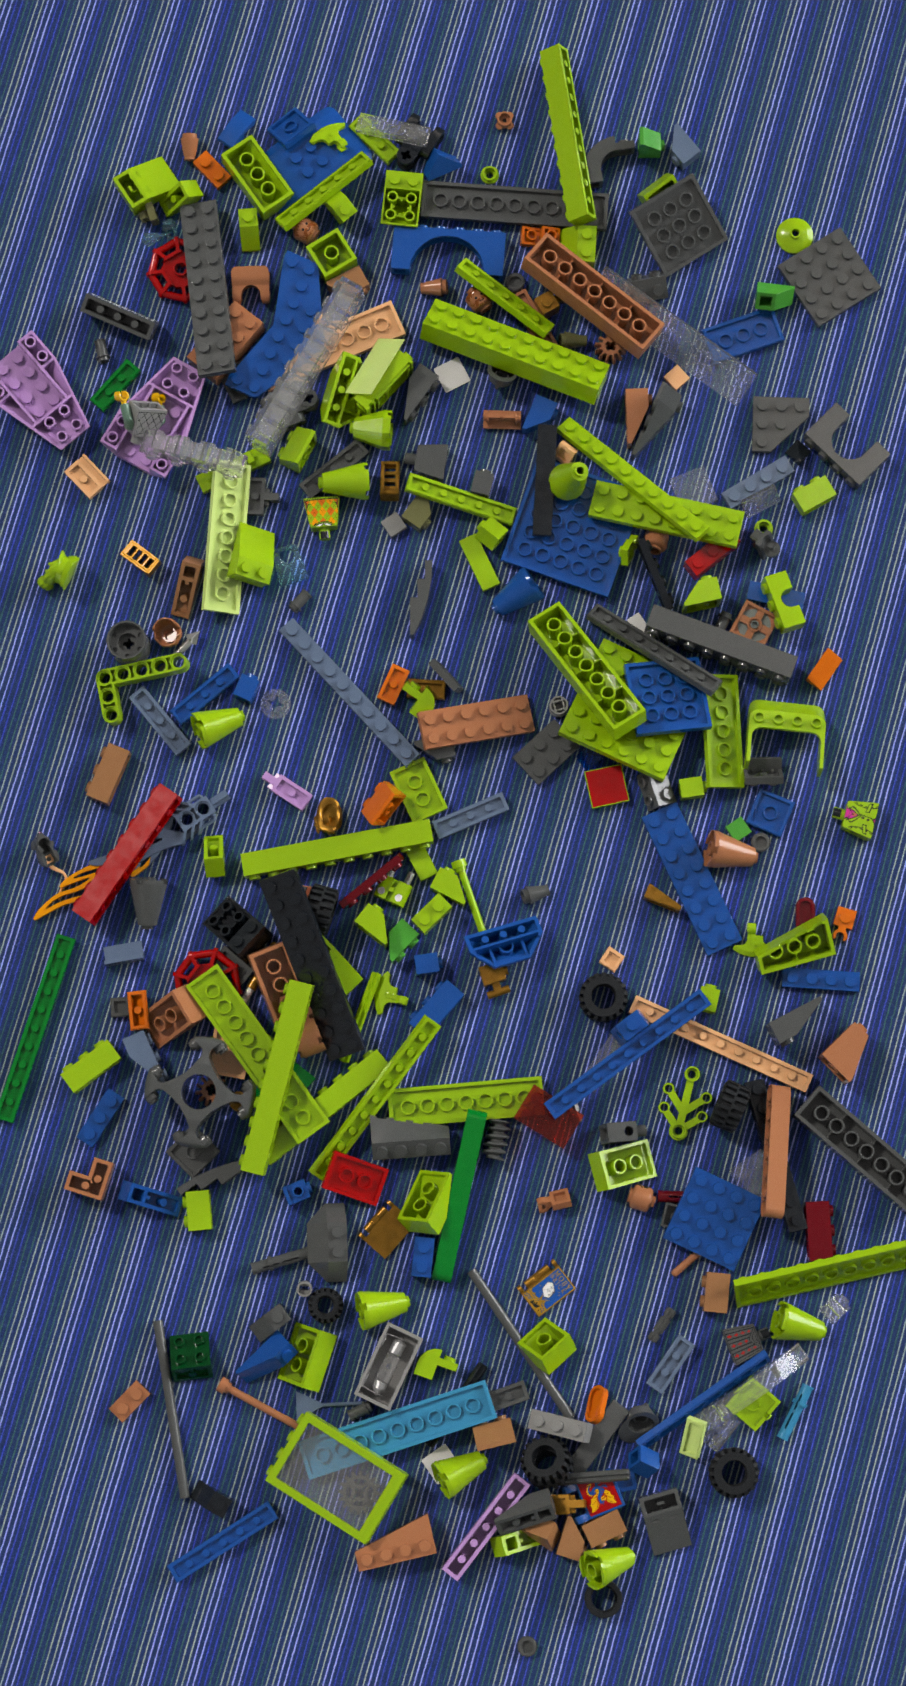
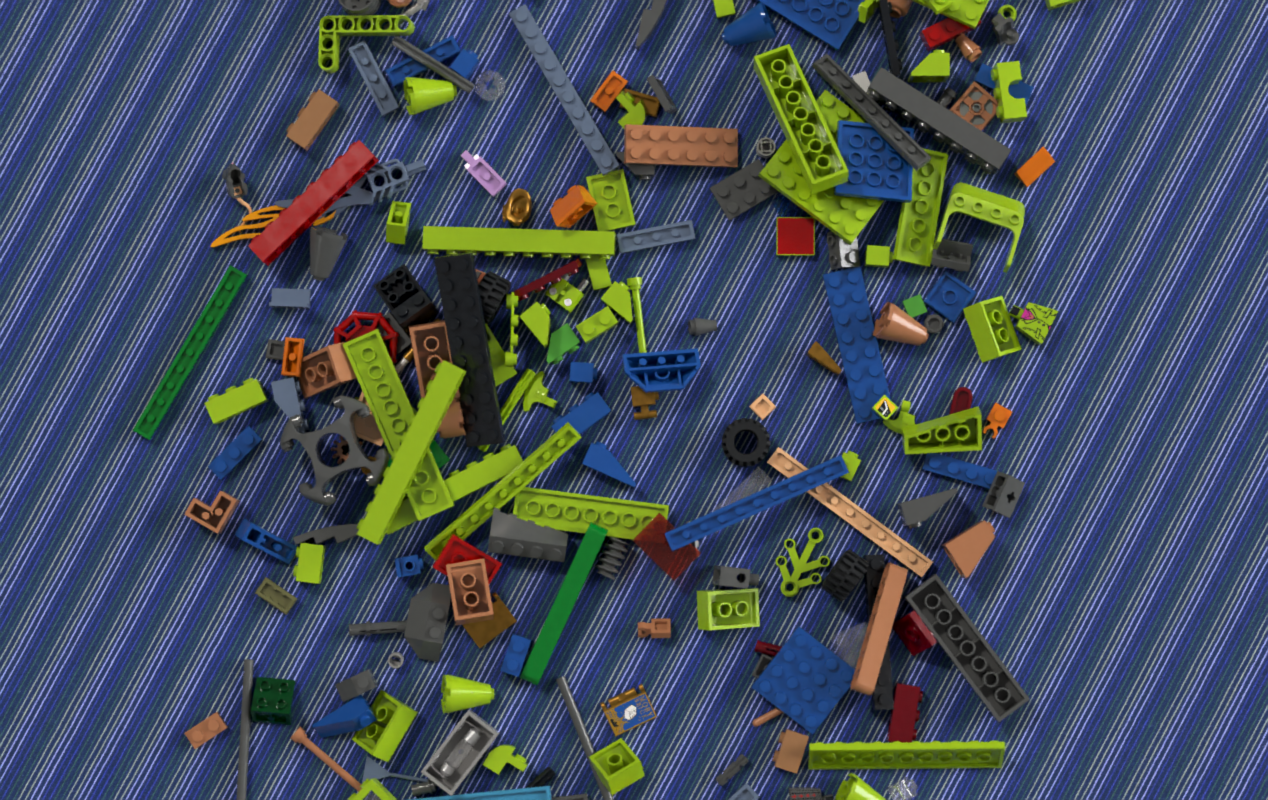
camera: 20 degrees right, 5 degrees up
(171, 1250) = (276, 595): none -> olive plate
(192, 1159) = (314, 513): dark grey tile -> none
(215, 694) = (433, 64): none -> dark grey axle
(337, 1305) = (424, 680): black tyre -> none
(343, 910) = (511, 302): none -> lime plant
(364, 1204) = (470, 592): none -> nougat slope
(427, 1203) = (531, 604): lime slope -> none
(468, 1047) = (603, 461): none -> blue slope
(629, 1027) = (765, 477): blue torso -> none
(641, 1198) = (739, 644): nougat head -> none
(731, 934) = (884, 407): none -> slope
(734, 569) = (969, 49): none -> nougat cone
(810, 1149) = (914, 633): none -> dark red plate
(818, 835) = (991, 329): none -> lime slope
(867, 993) = (1003, 494): none -> dark grey brick

